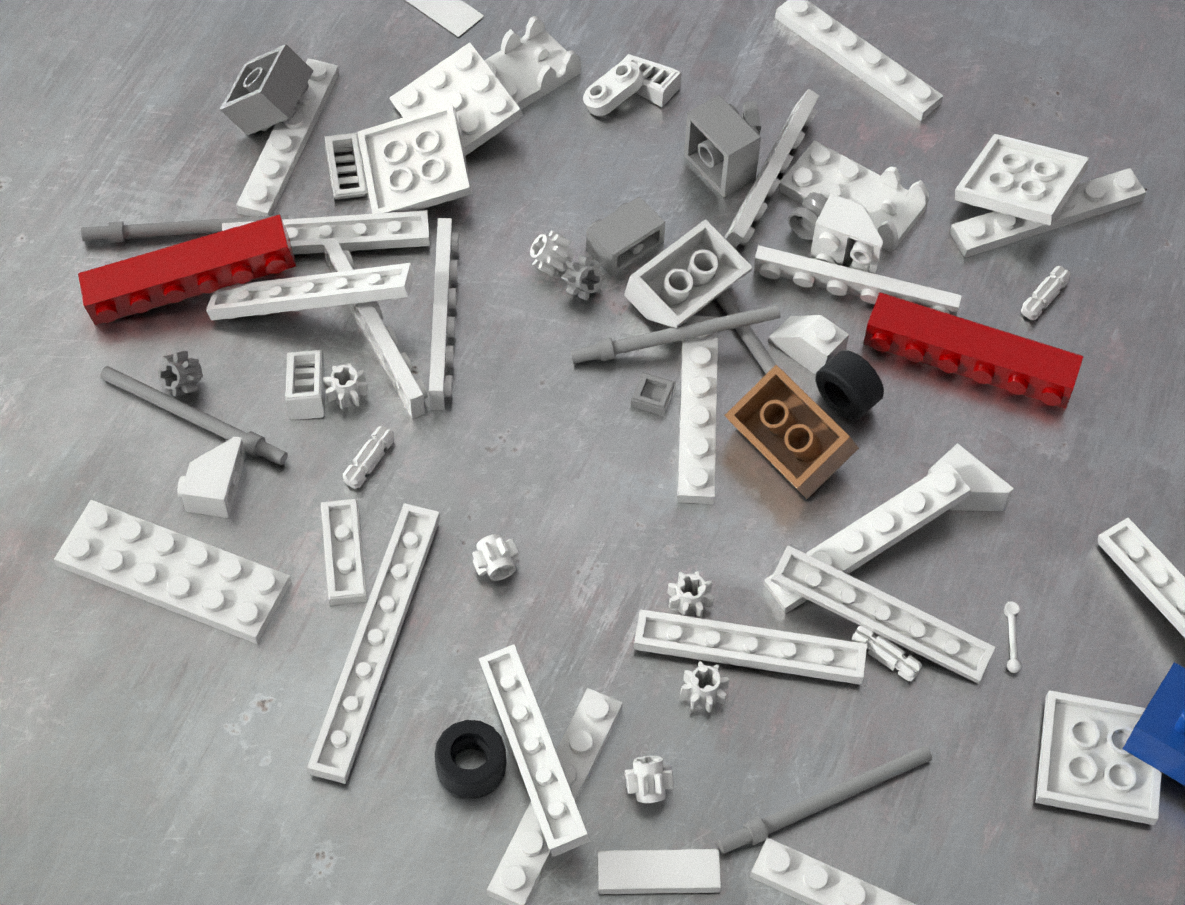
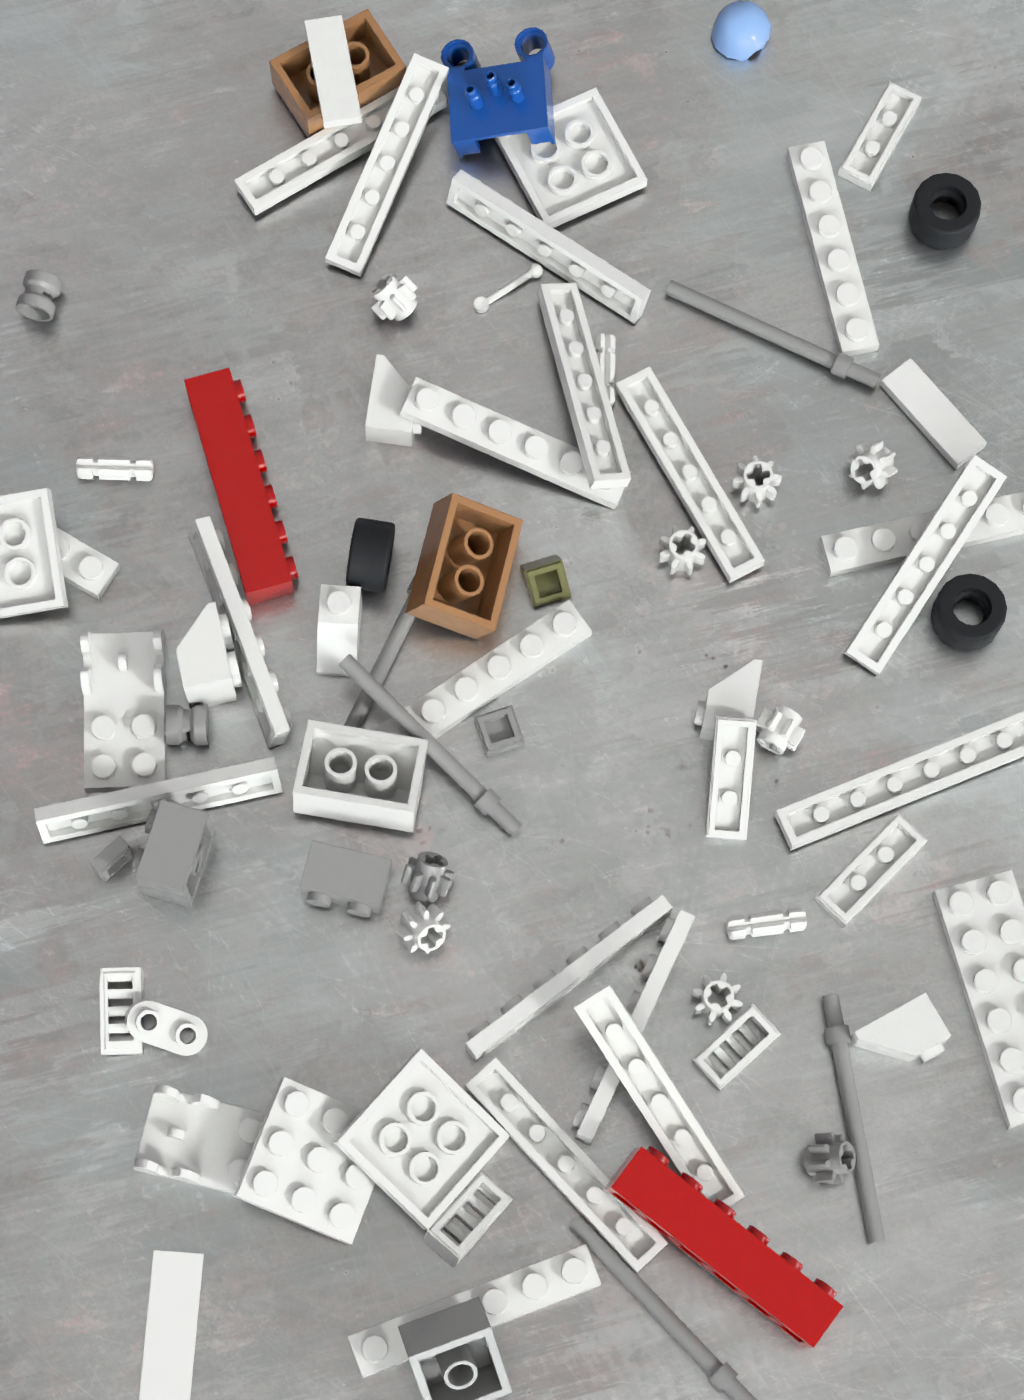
camera: 130 degrees left, 15 degrees up
(488, 496) = (731, 777): none -> white tile
(540, 540) = (730, 697): none -> white slope
(745, 498) = (546, 580): none -> olive slope
(1013, 687) = (547, 246): none -> white plate
(1059, 541) = (393, 297): none -> white gear

